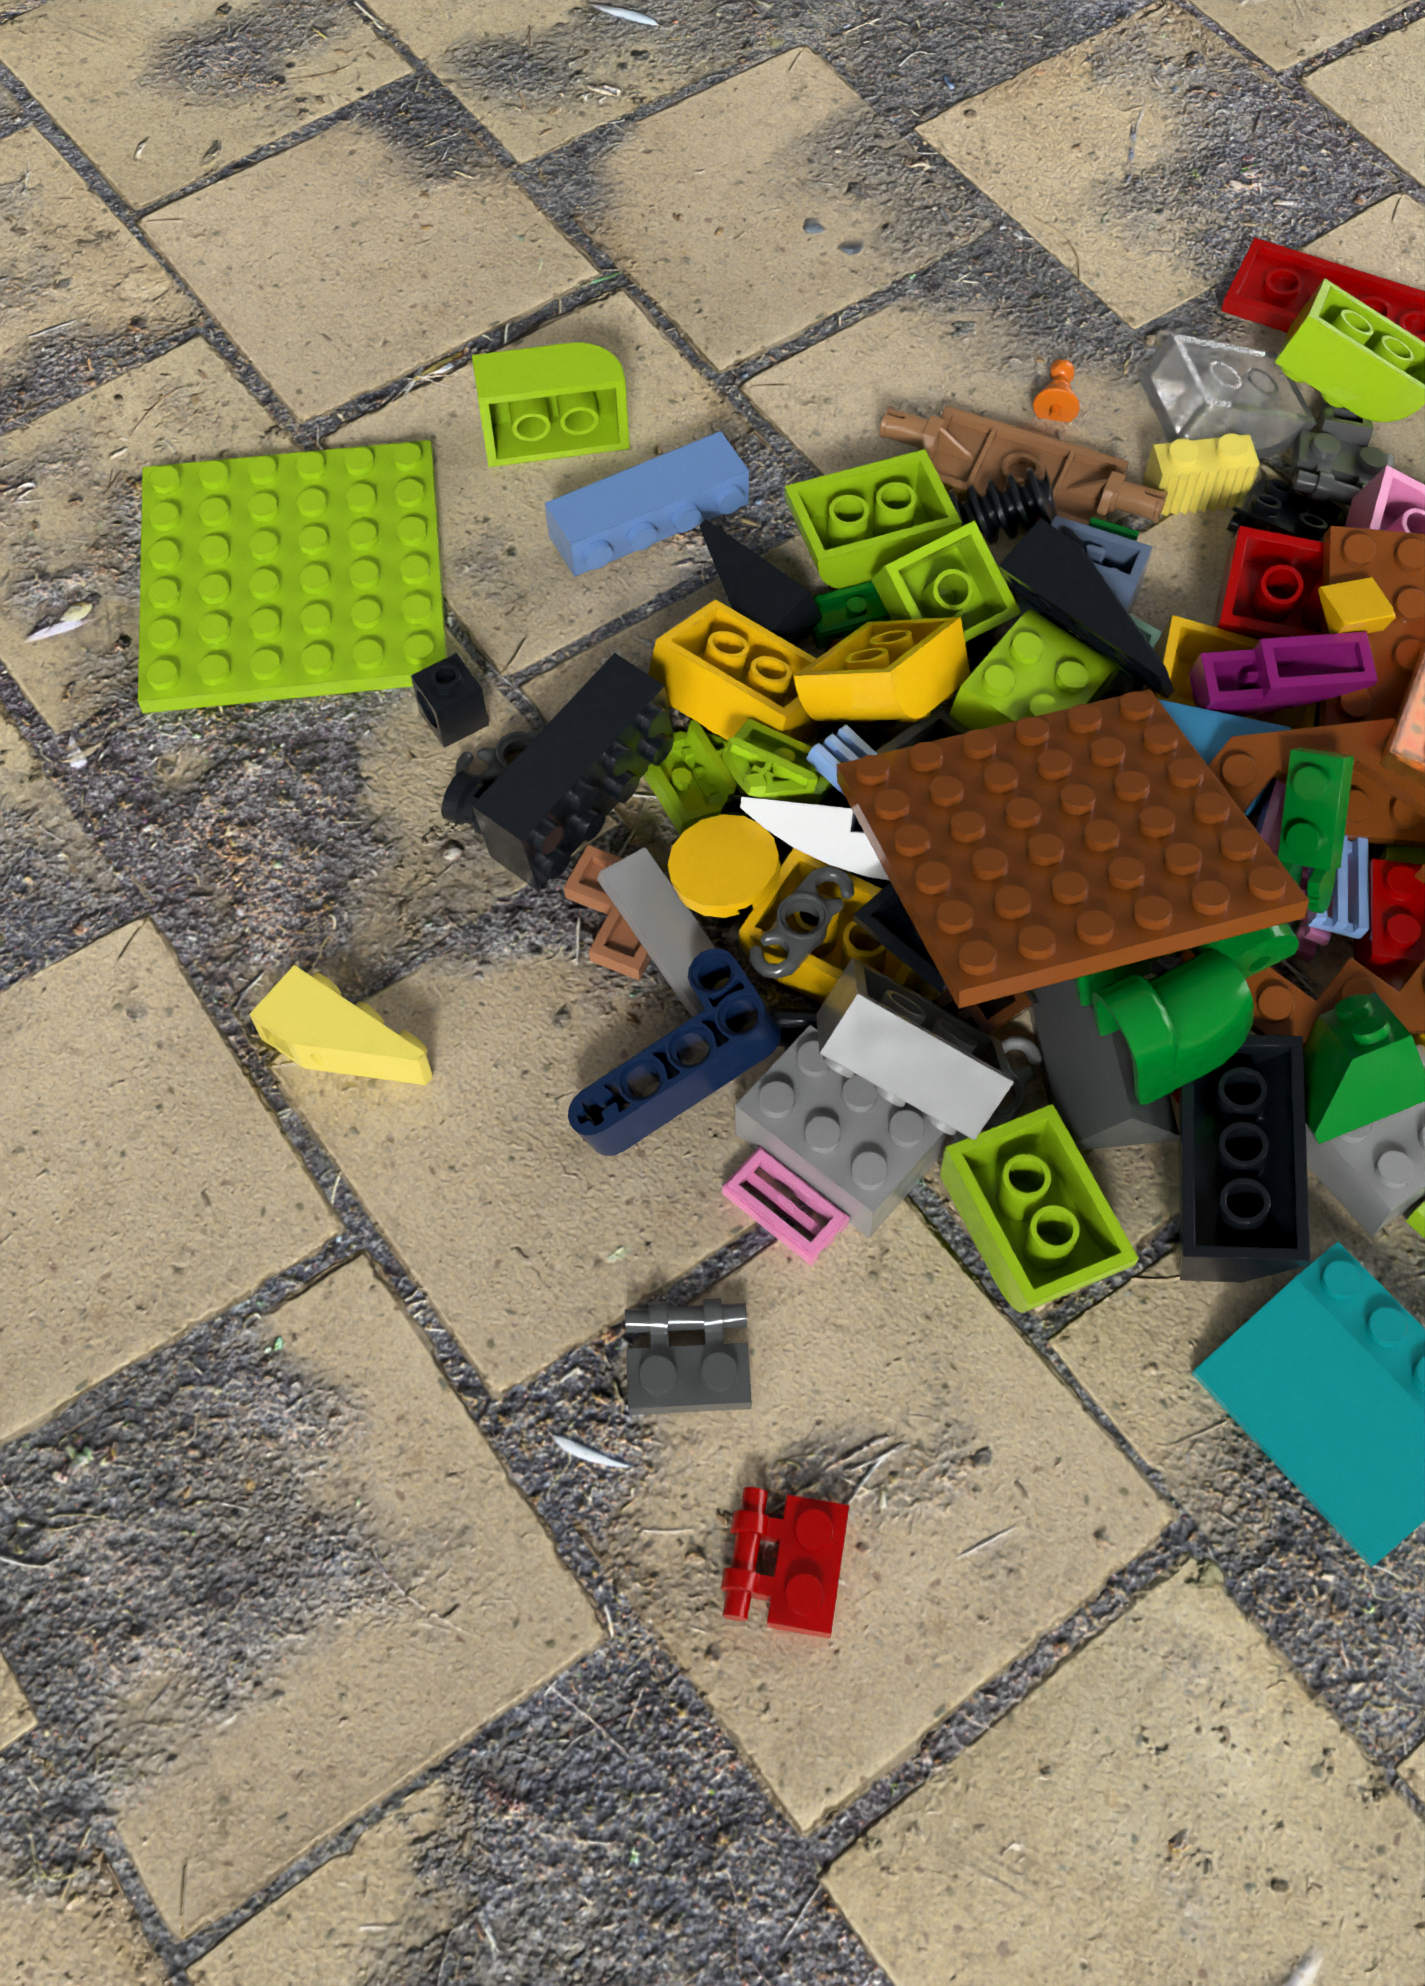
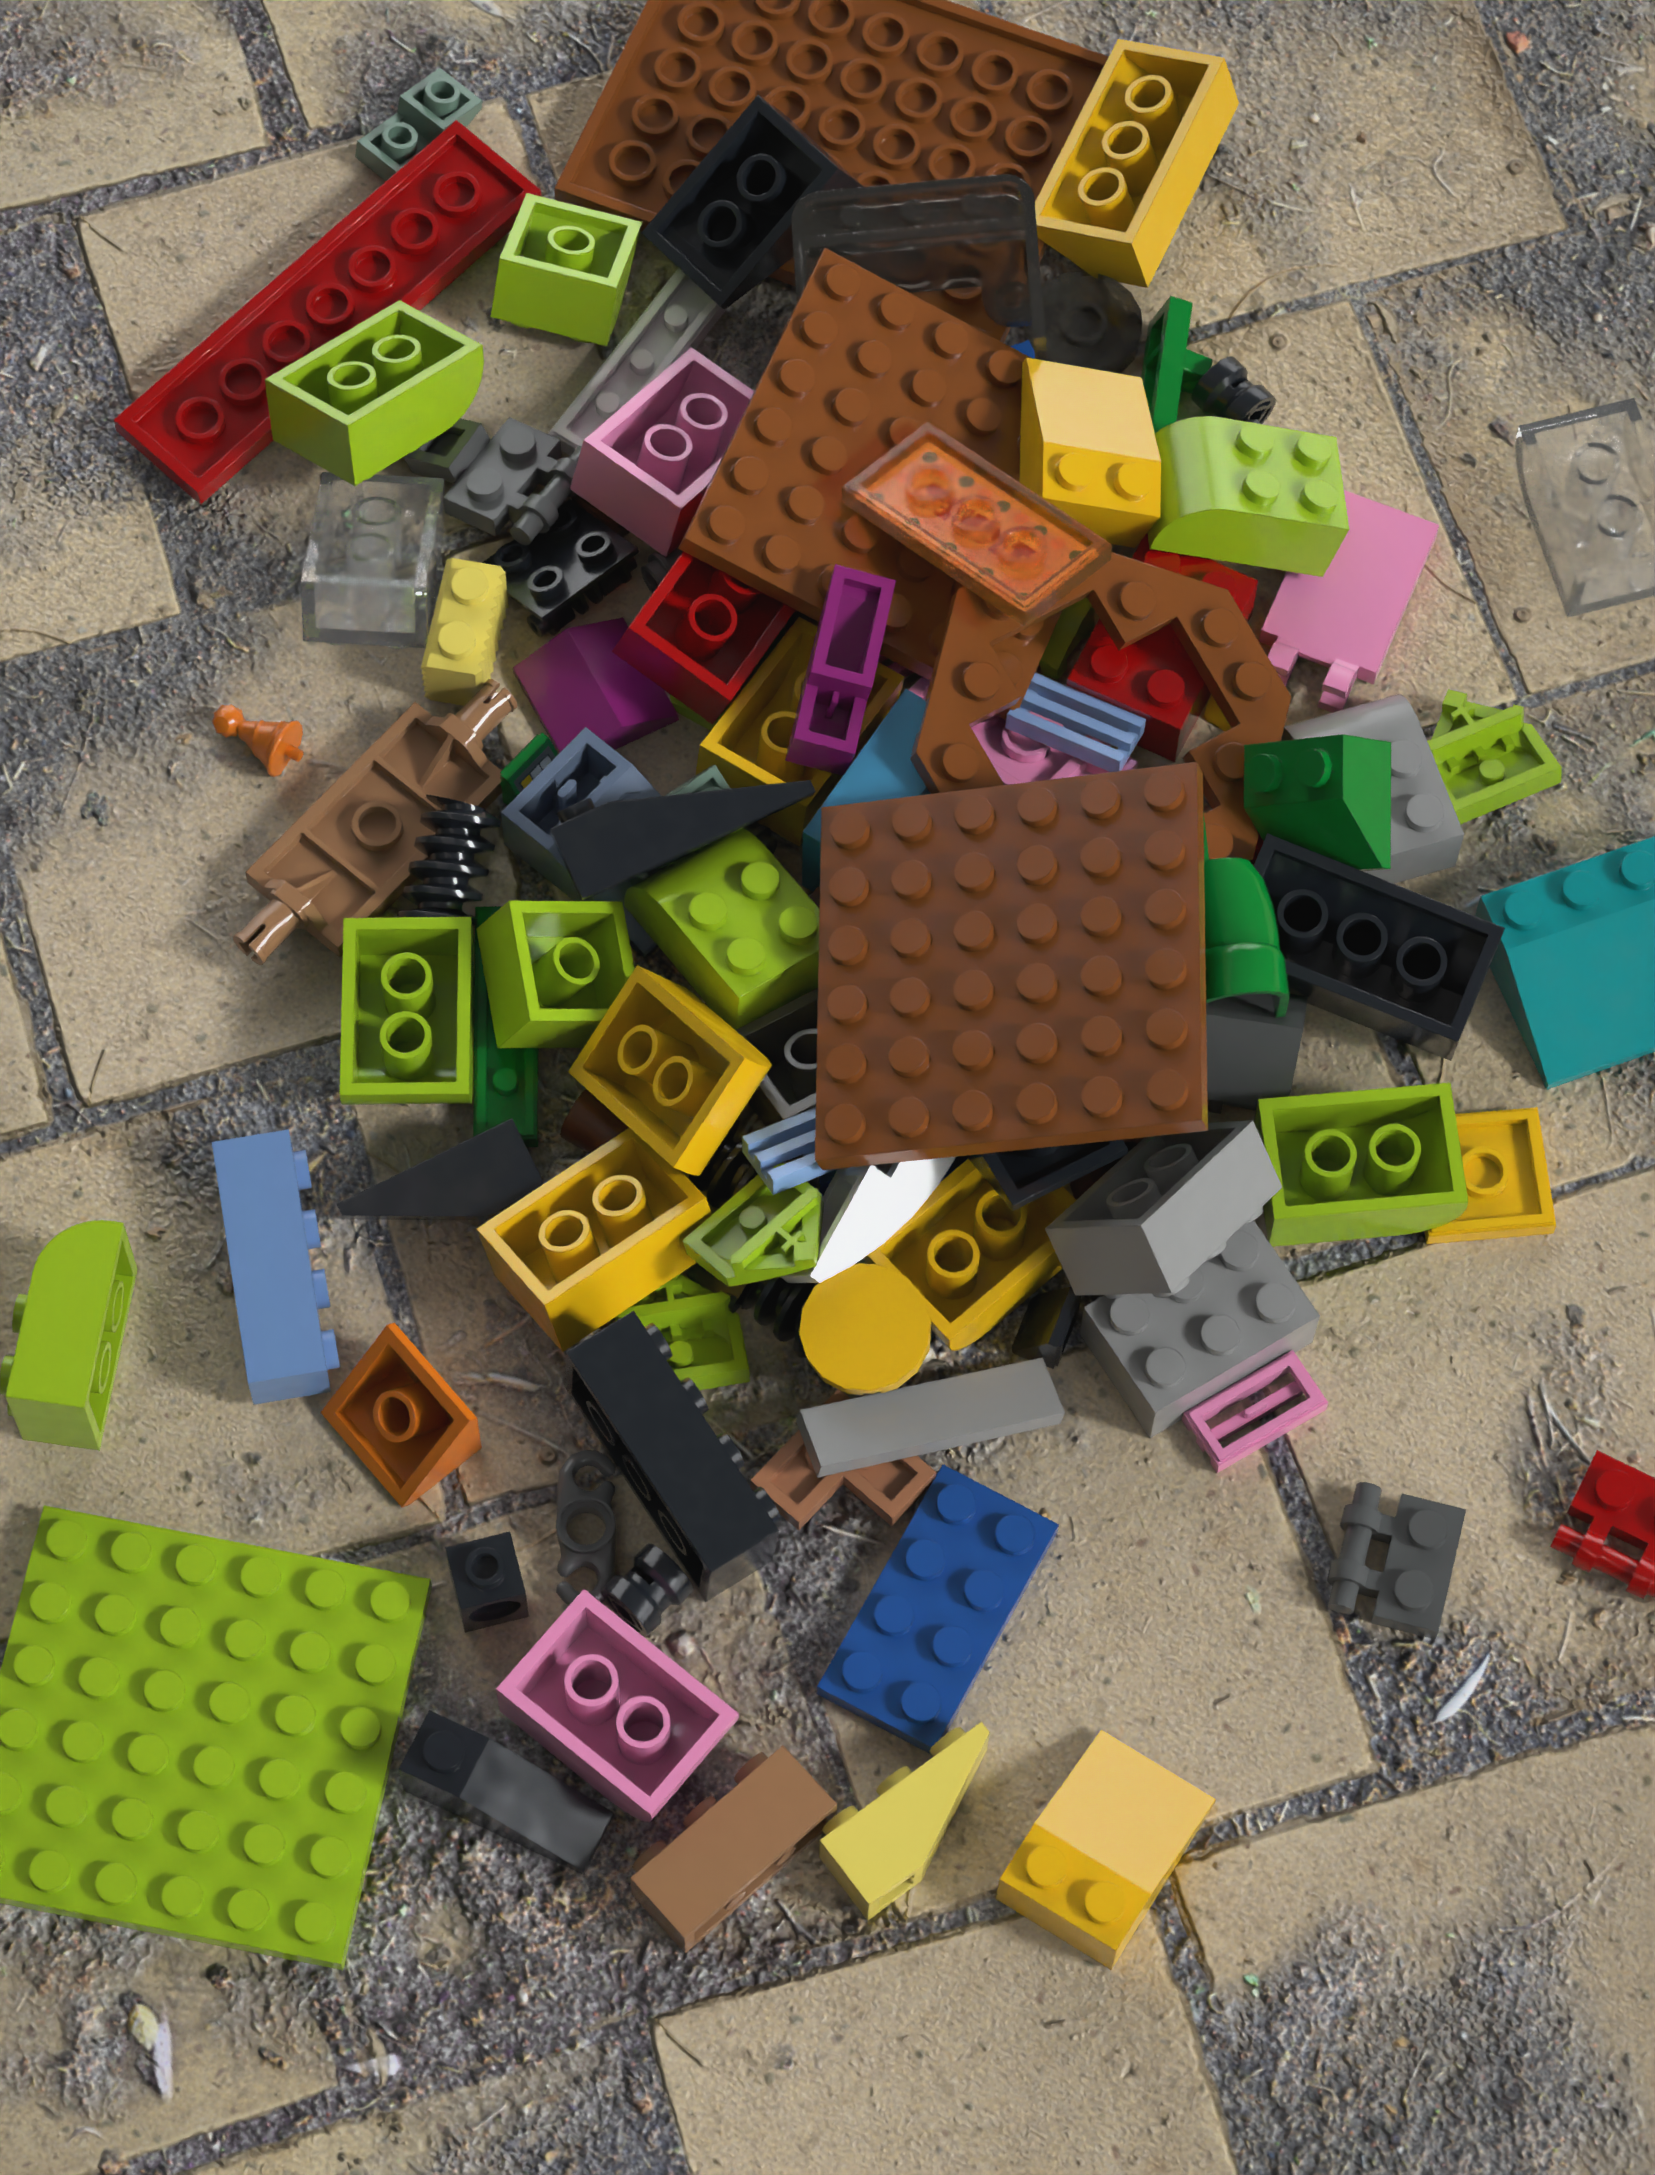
camera: 75 degrees left, 5 degrees up
(284, 917) = (731, 1847): none -> medium nougat brick
(291, 757) = (502, 1792): none -> black slope
(353, 1186) = (1103, 1849): none -> yellow slope
(369, 799) = (614, 1708): none -> bright pink brick
(529, 1011) = (937, 1609): none -> blue plate
(568, 620) = (402, 1418): none -> orange slope
(671, 1057) = (1077, 1466): dark blue beam -> none
(798, 944) = (999, 1283): dark grey piece -> none
(1083, 1344) = (1502, 1177): none -> yellow tile
(1189, 571) = (583, 684): none -> magenta slope
(1315, 819) = (1040, 715): green hinge -> none
(1356, 607) = (802, 561): yellow slope -> none

